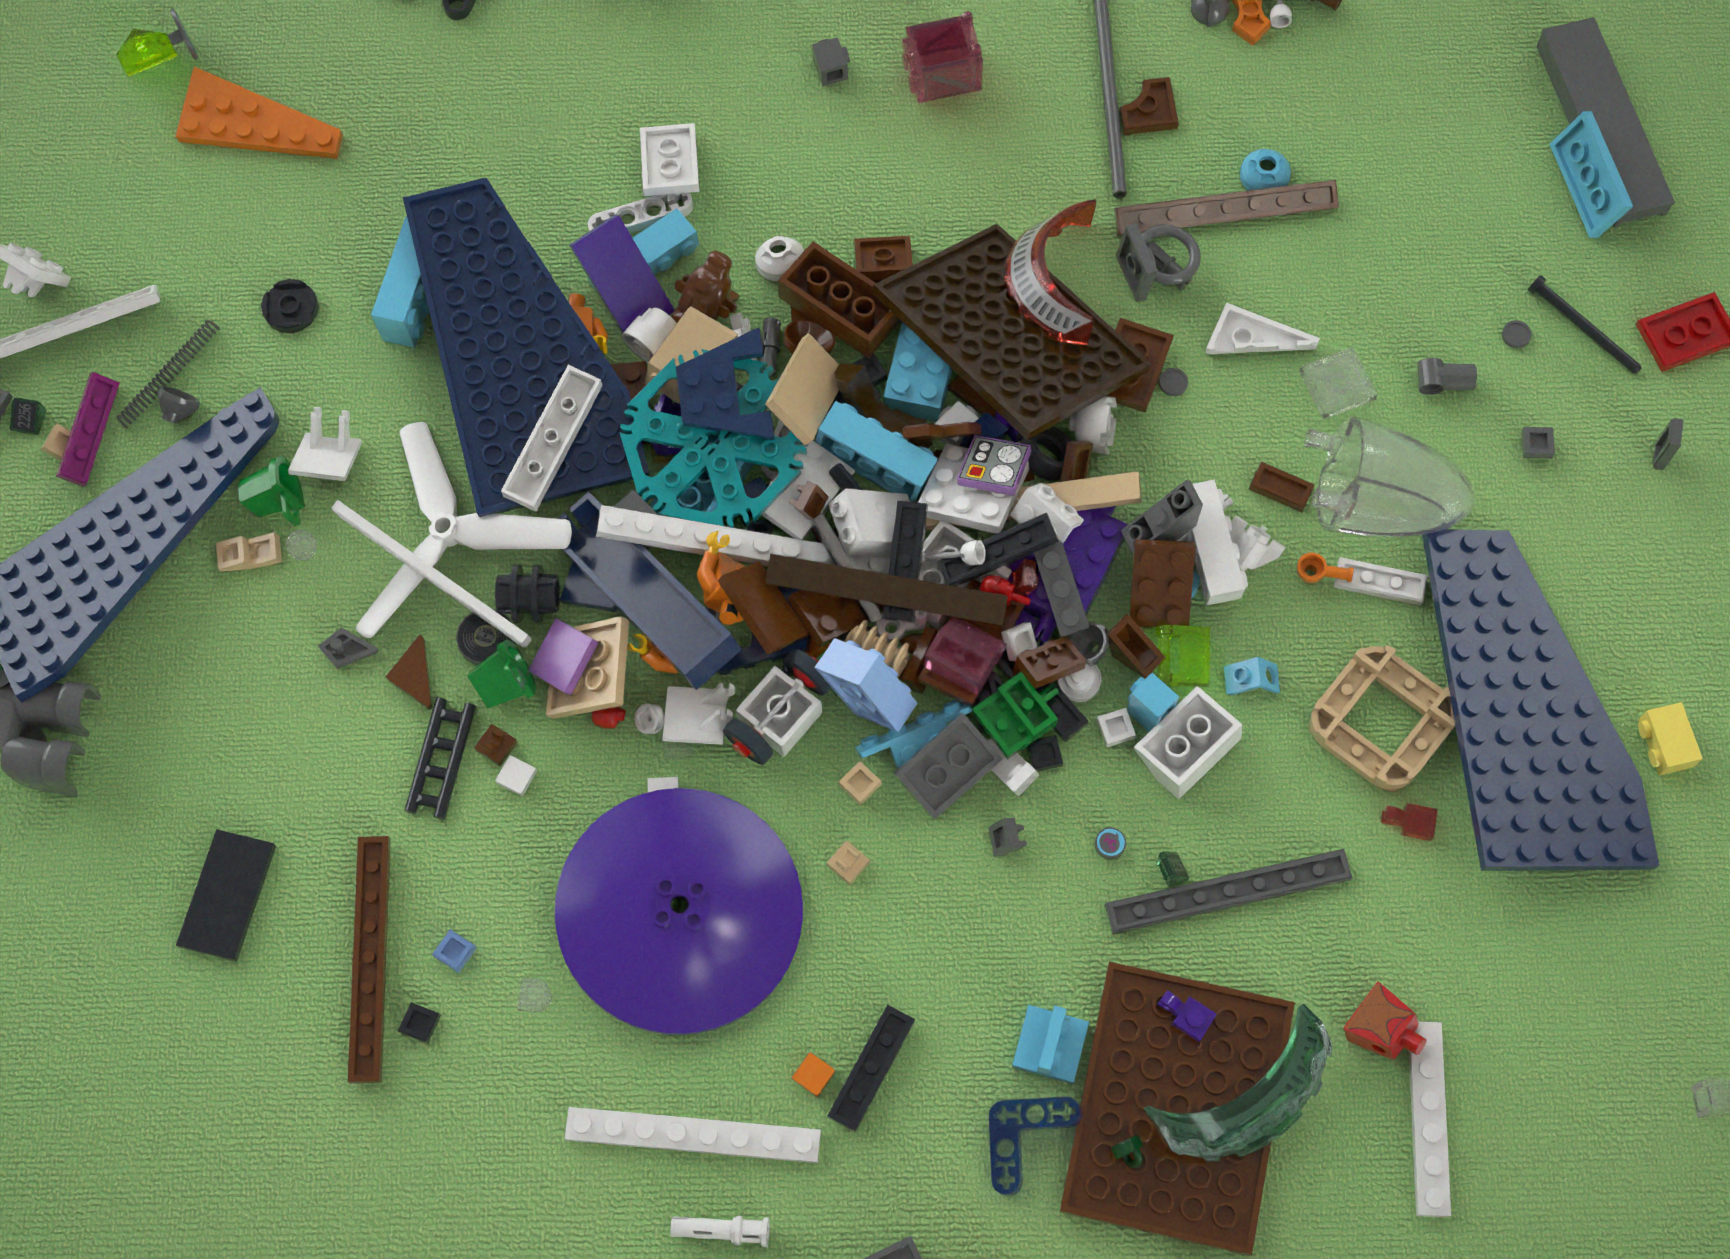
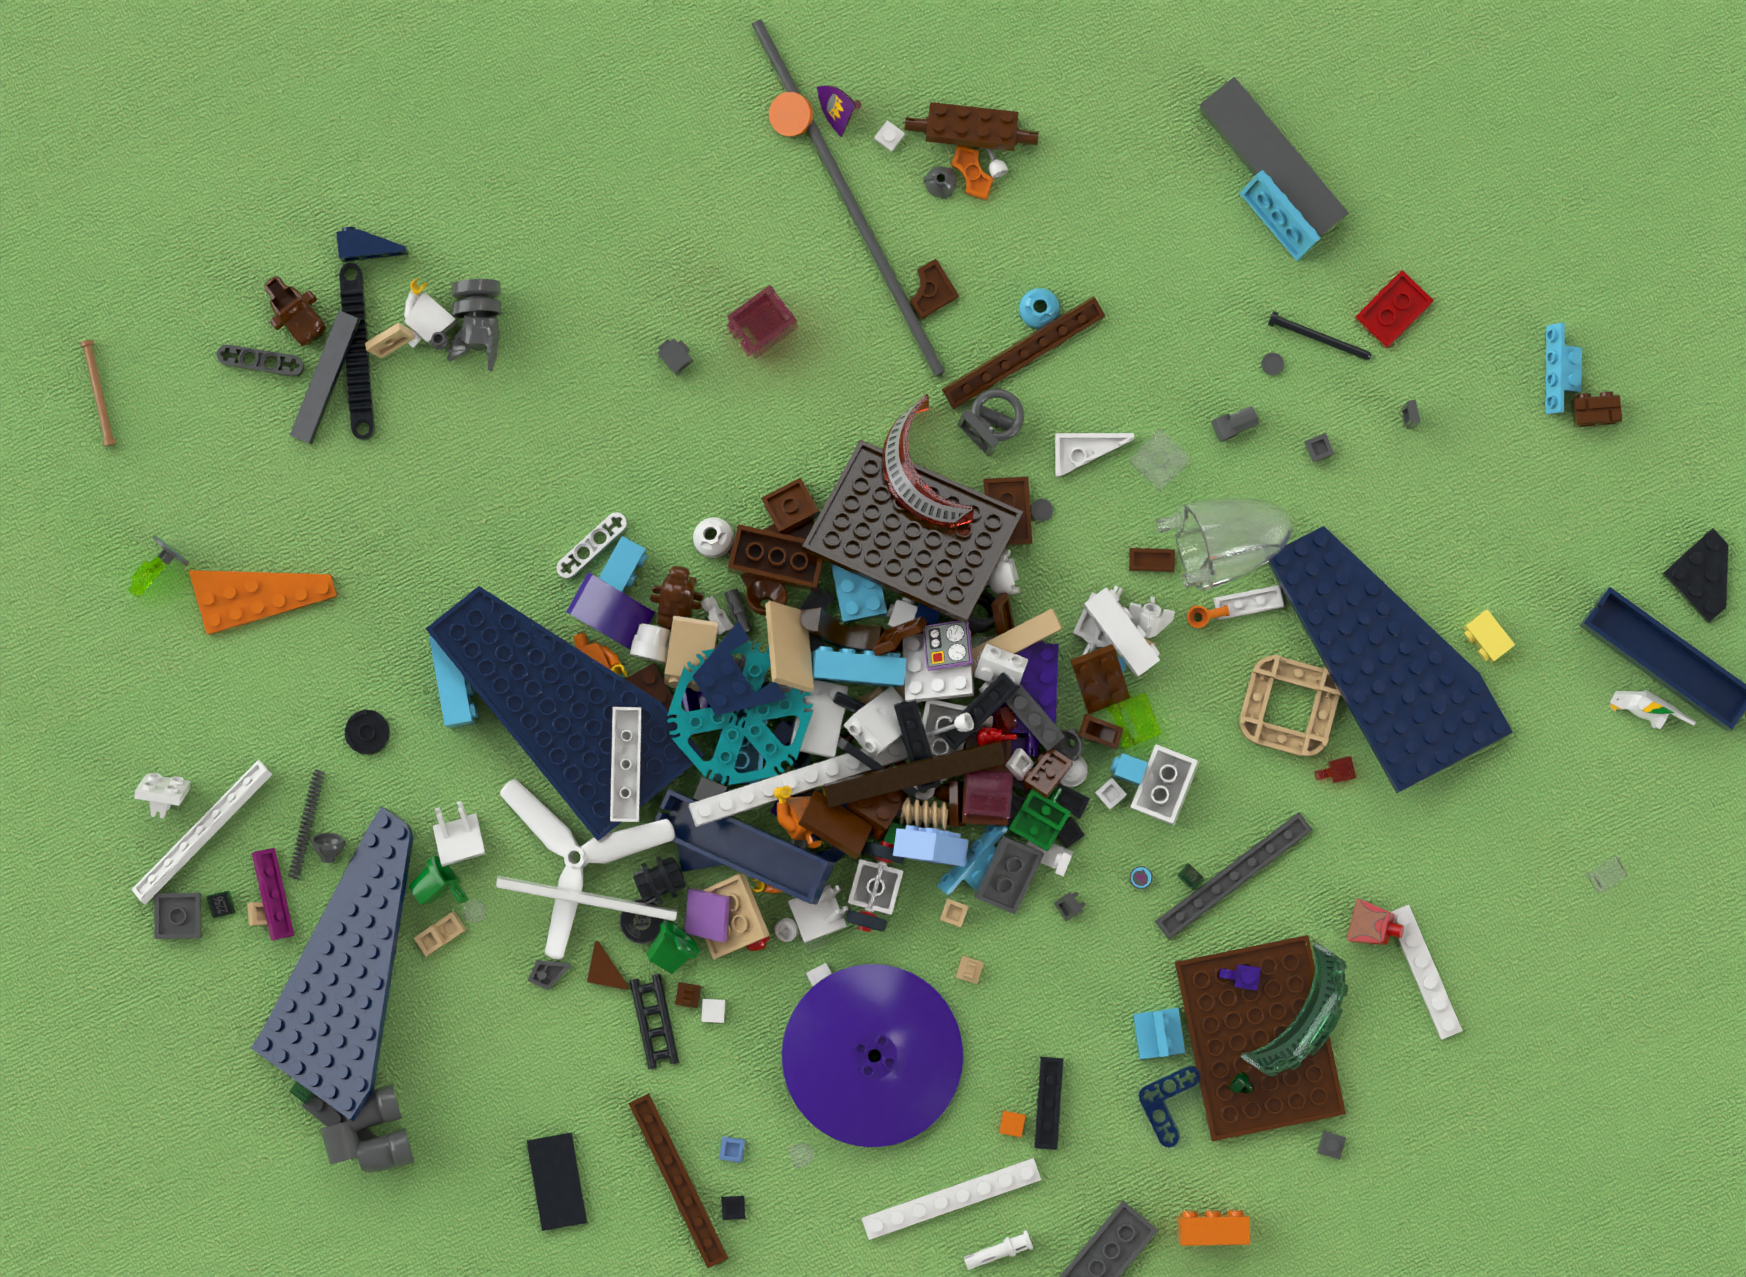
camera: 25 degrees left, 15 degrees up
(669, 159) = (593, 493): white plate -> none
(810, 500) = (831, 729): reddish brown tile -> none
(1168, 518) = (1084, 636): dark grey slope -> none
(1251, 675) = (1188, 715): medium azure bracket -> none

